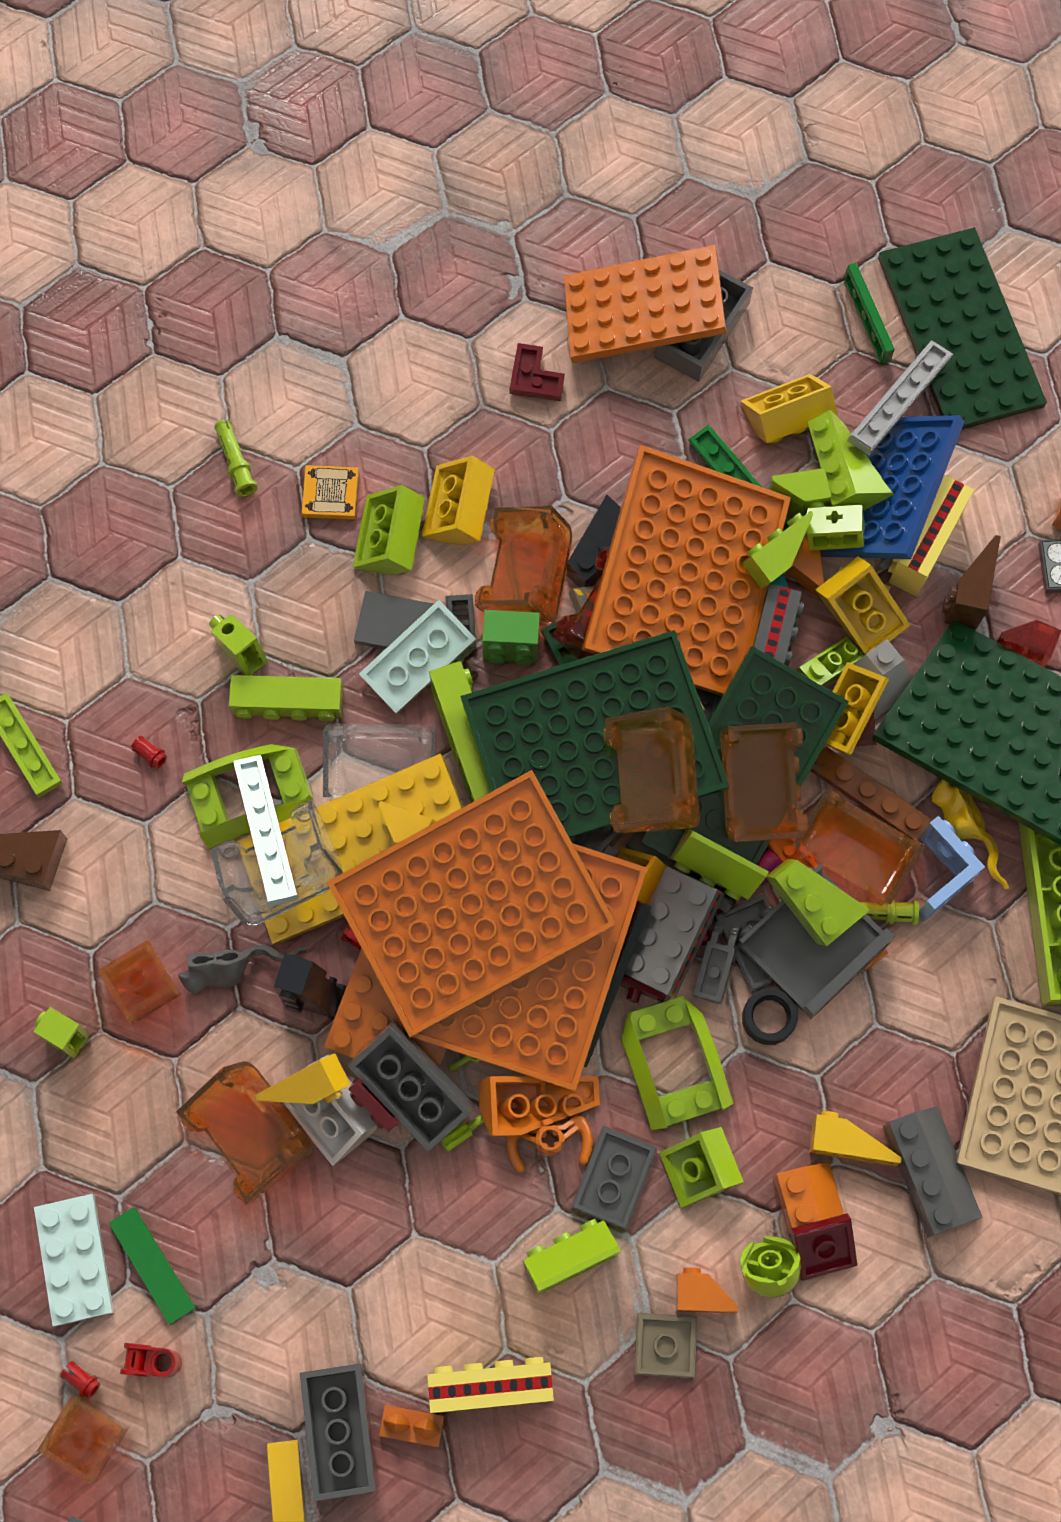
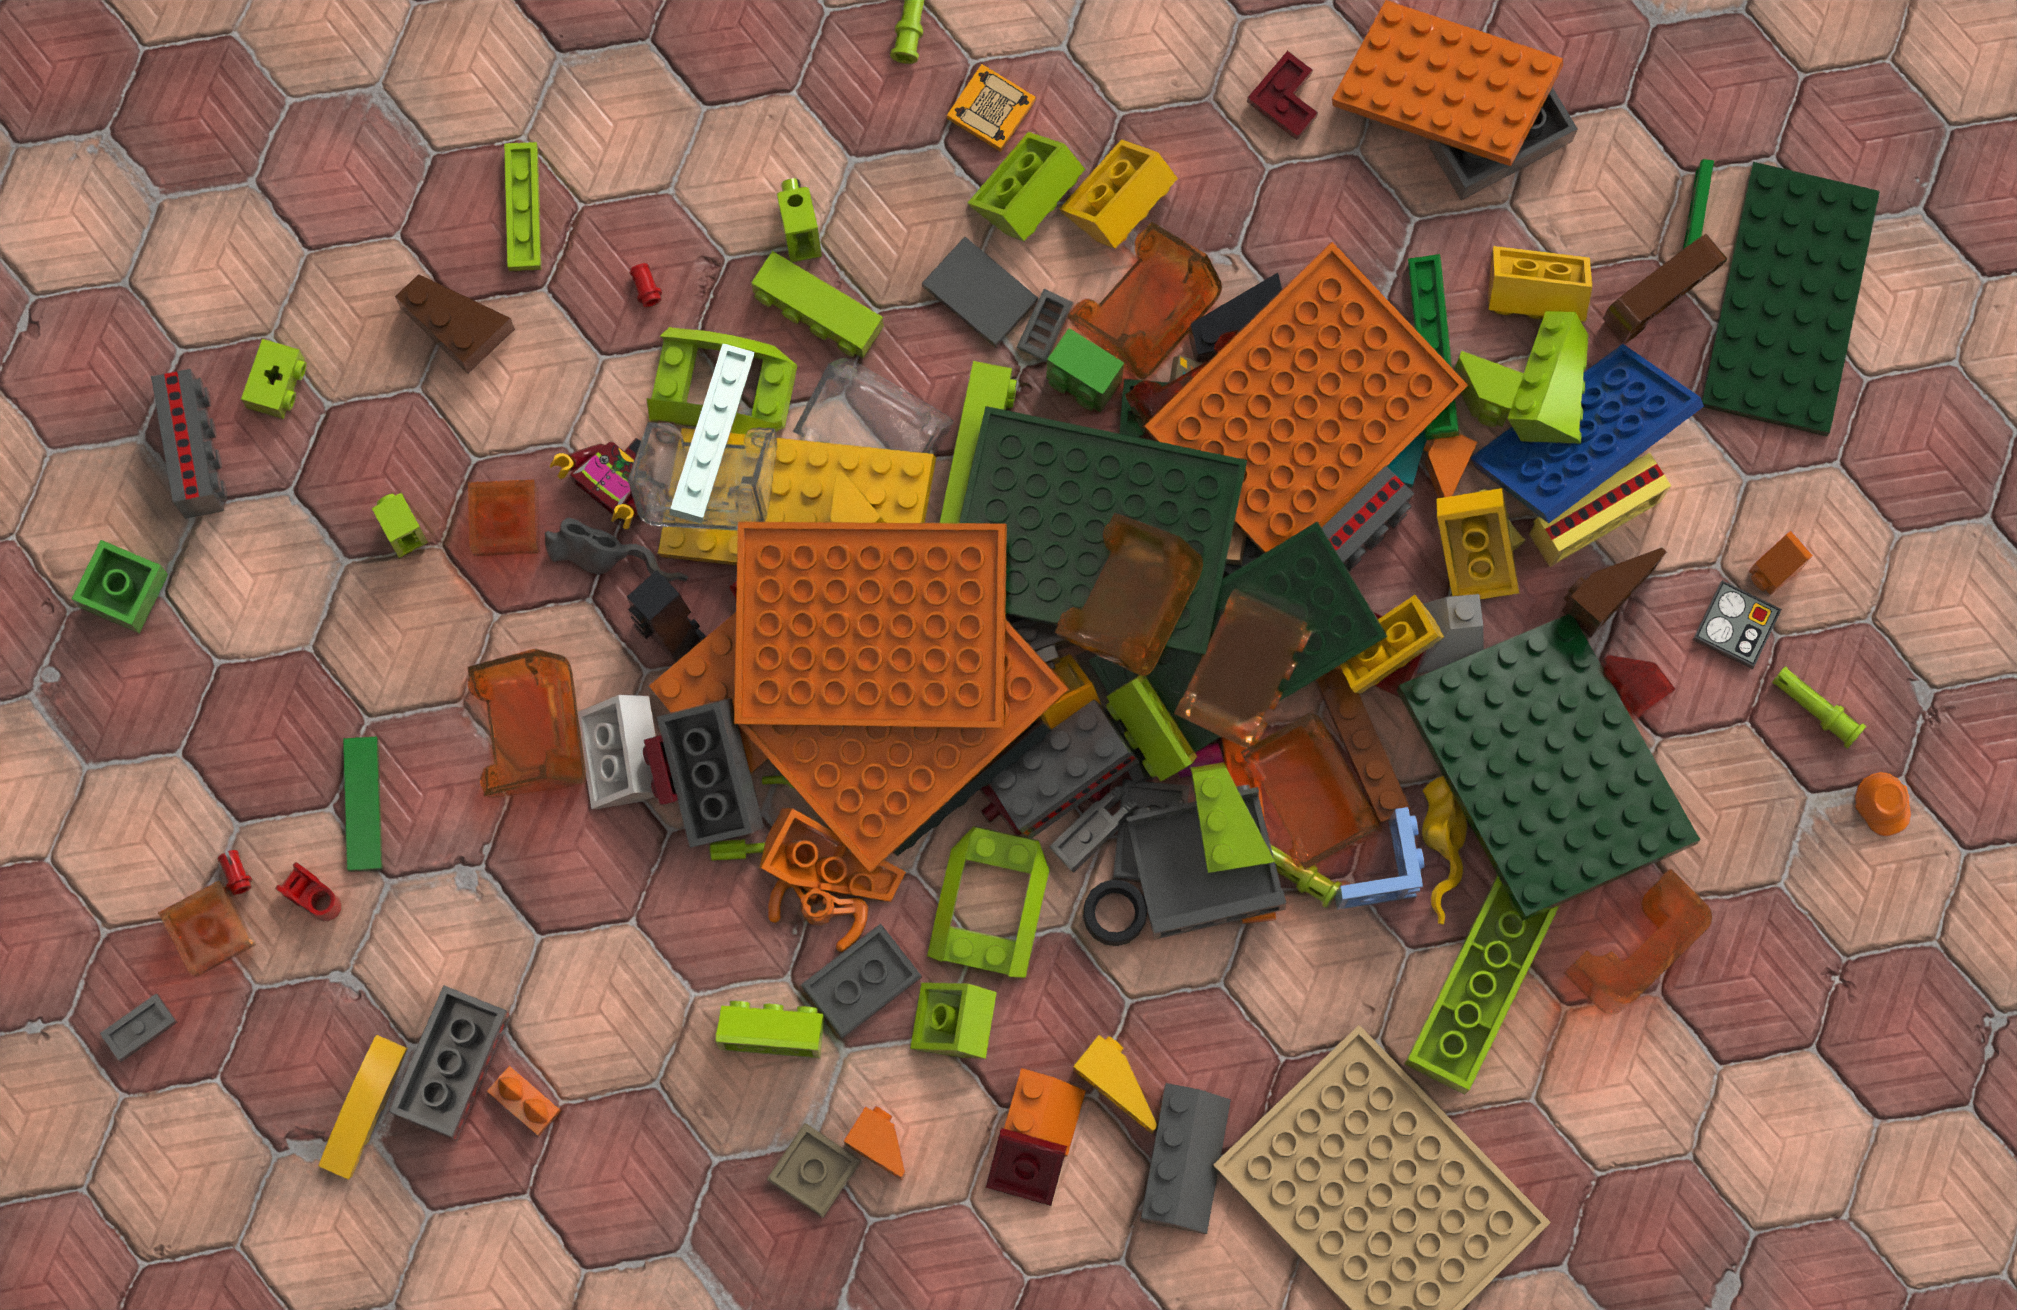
camera: 30 degrees right, 5 degrees up
(73, 1260) = (290, 755): light aqua plate -> none
(200, 908) = (603, 475): none -> torso
(310, 1085) = (610, 714): yellow slope -> none
(405, 664) = (985, 332): light aqua plate -> none
(490, 1386) = (617, 1106): light yellow brick -> none
(770, 1267) = (960, 1154): lime cylinder -> none
(777, 556) = (1410, 440): lime slope -> none
(829, 664) = (1390, 588): lime slope -> none
(836, 527) = (1496, 444): lime brick -> none
(878, 363) = (1663, 287): none -> reddish brown beam
(900, 398) = (1661, 340): light grey tile -> none

